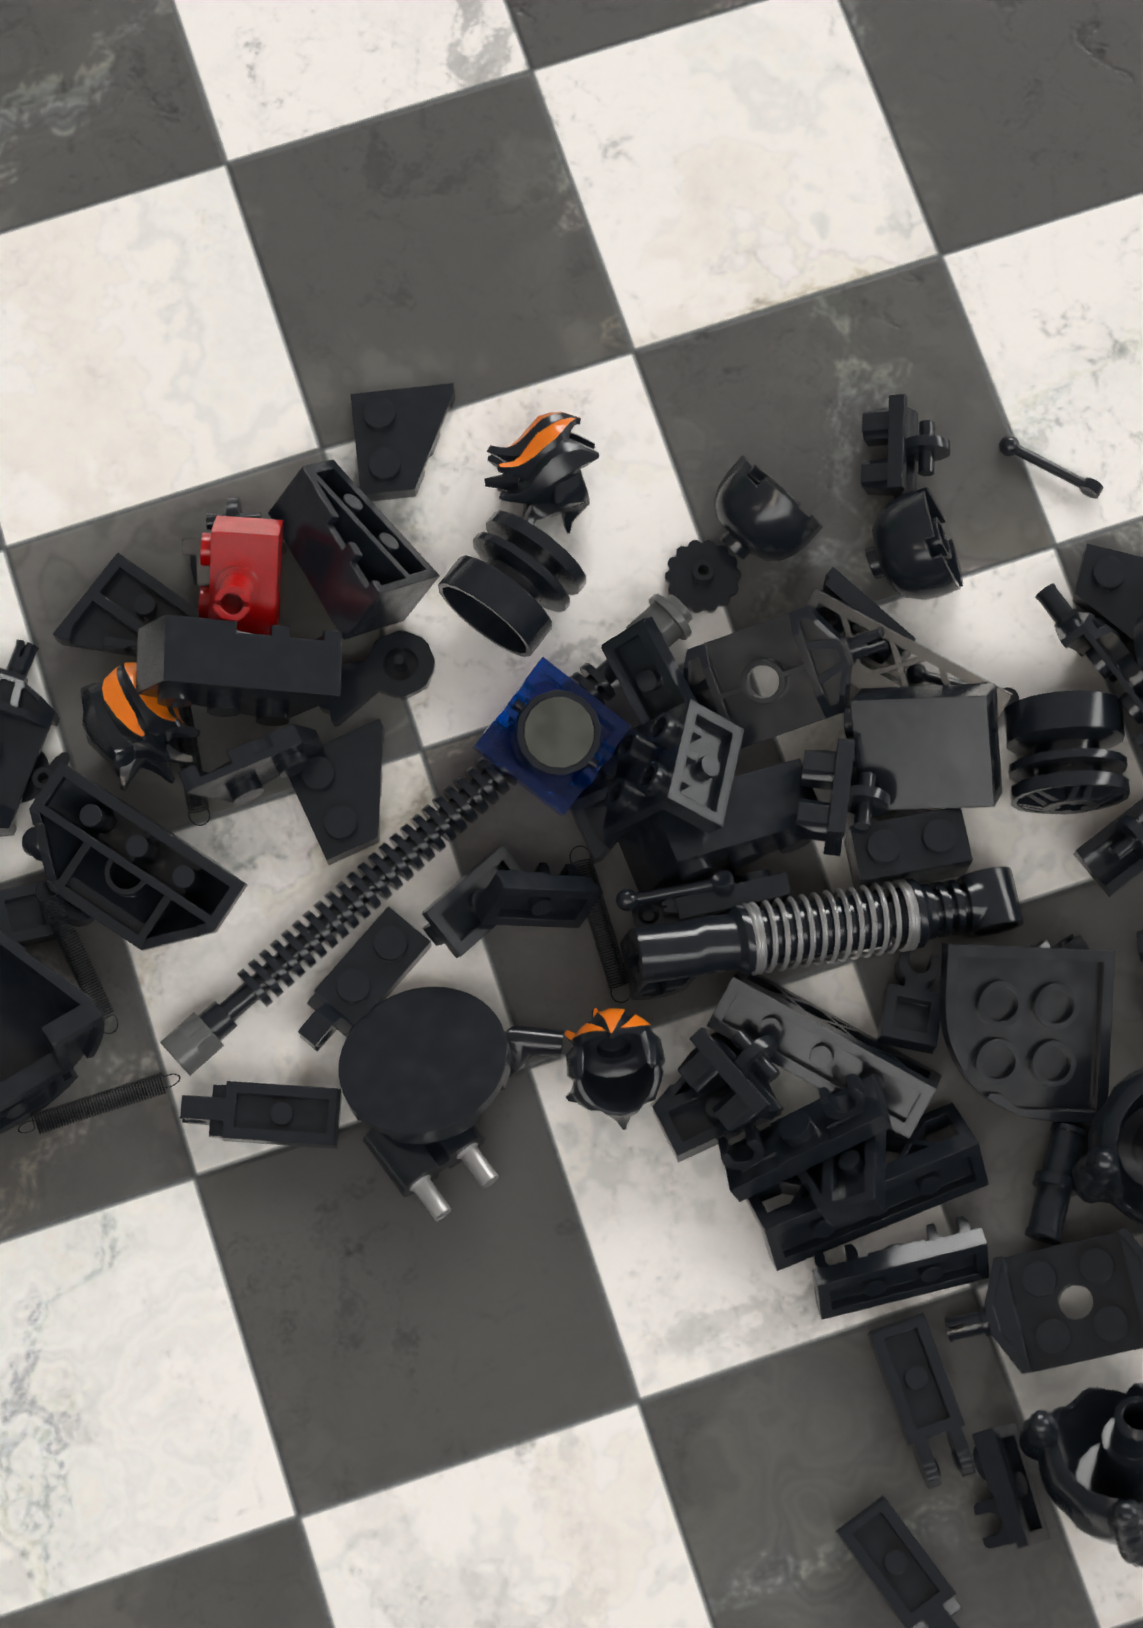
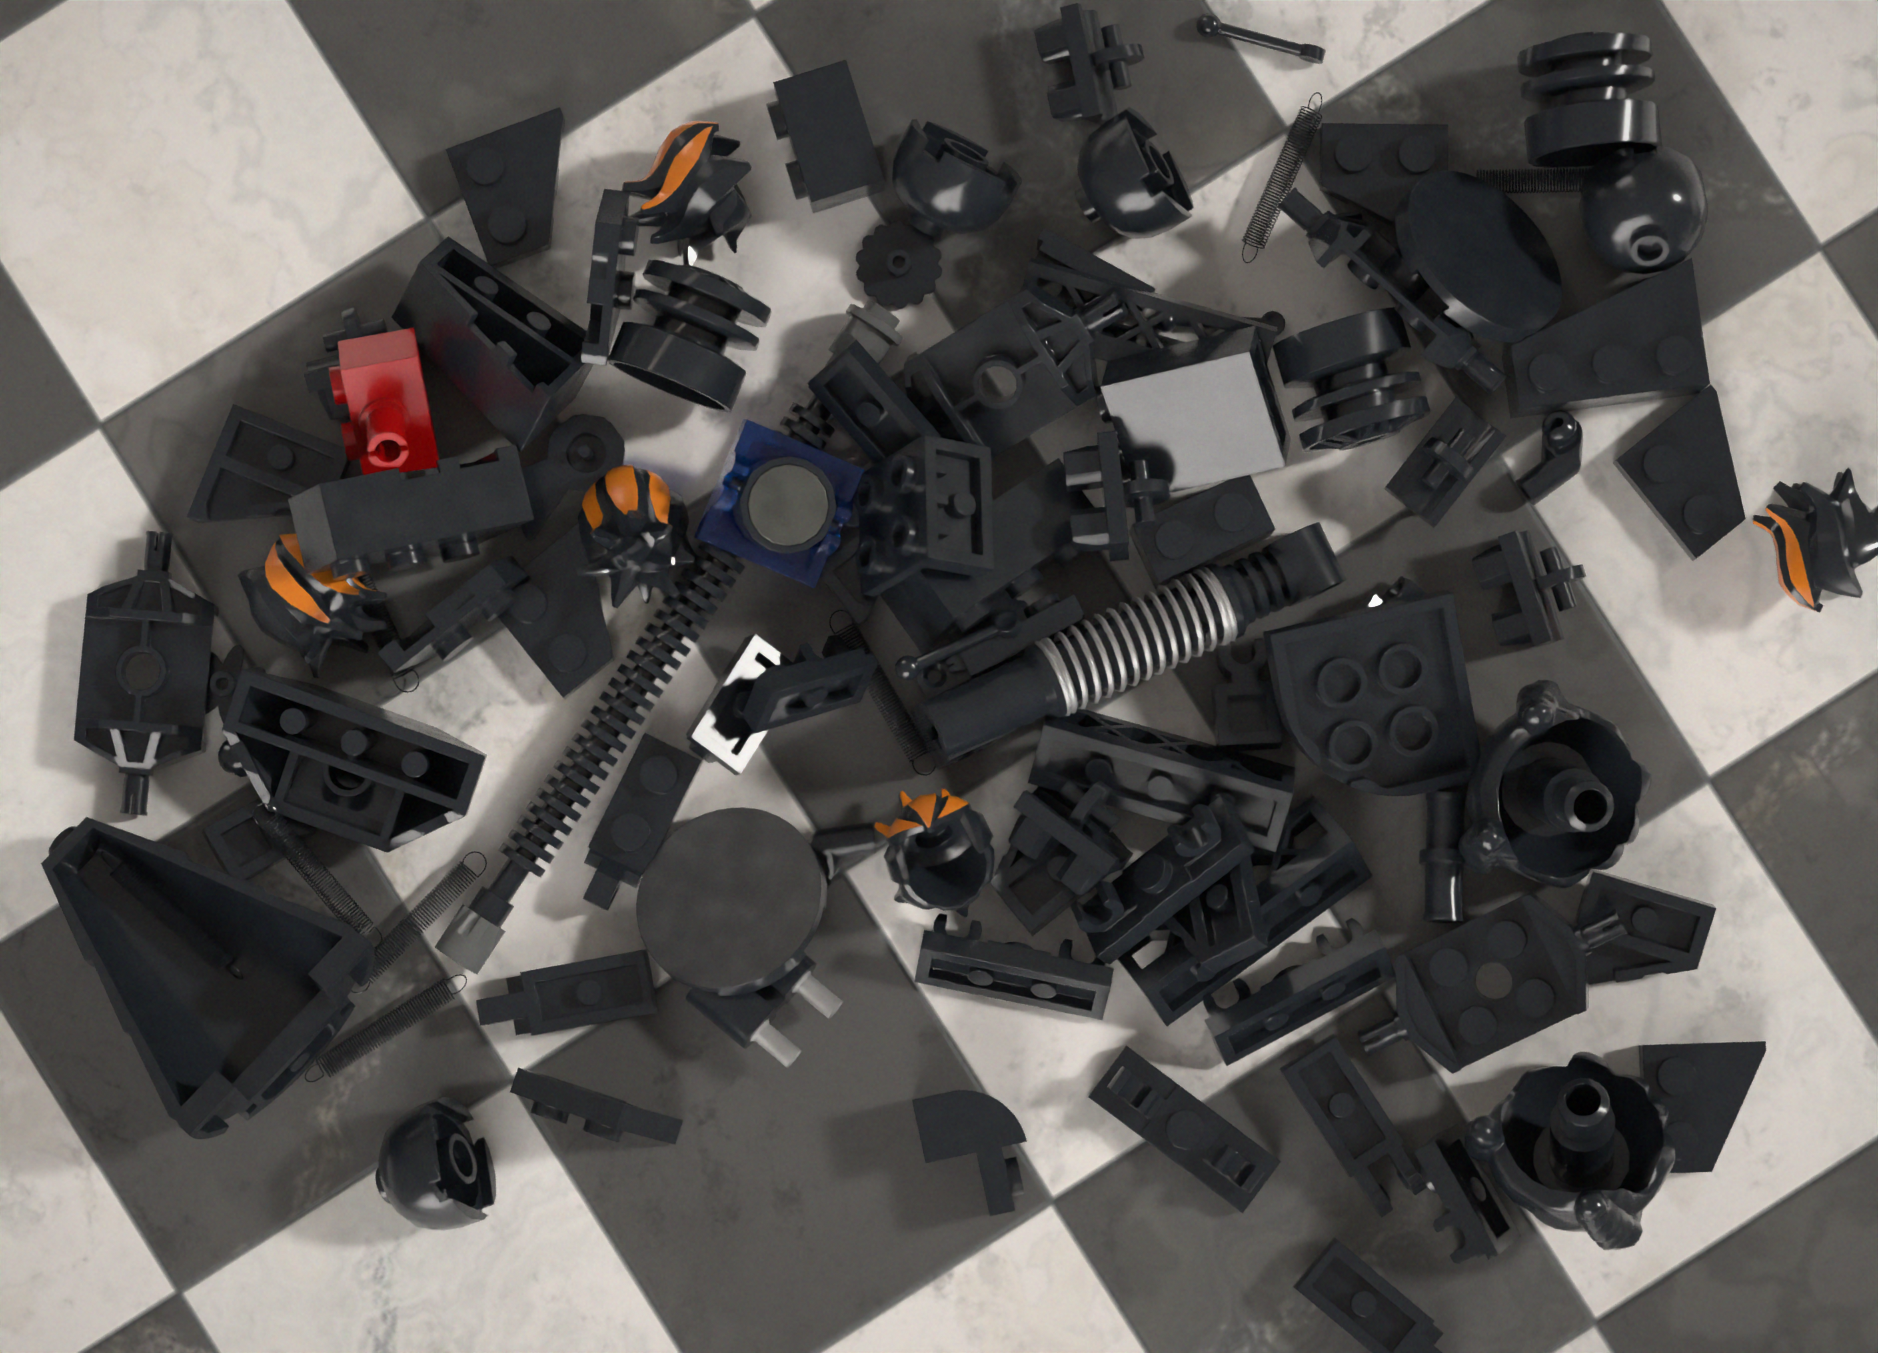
camera: 15 degrees left, 10 degrees up
(106, 1231) = (435, 1169): none -> black cylinder
(186, 995) = (433, 894): none -> black piece
(263, 1218) = (604, 1114): none -> black wing
(423, 734) = (634, 532): none -> black hair
(454, 523) = (609, 283): none -> black wing
(586, 1312) = (971, 1123): none -> black brick
(653, 1188) = (1013, 971): none -> black plate
(669, 457) = (827, 137): none -> black brick
(771, 1366) = (1184, 1129): none -> black plate
(1031, 584) = (1283, 190): none -> black piece

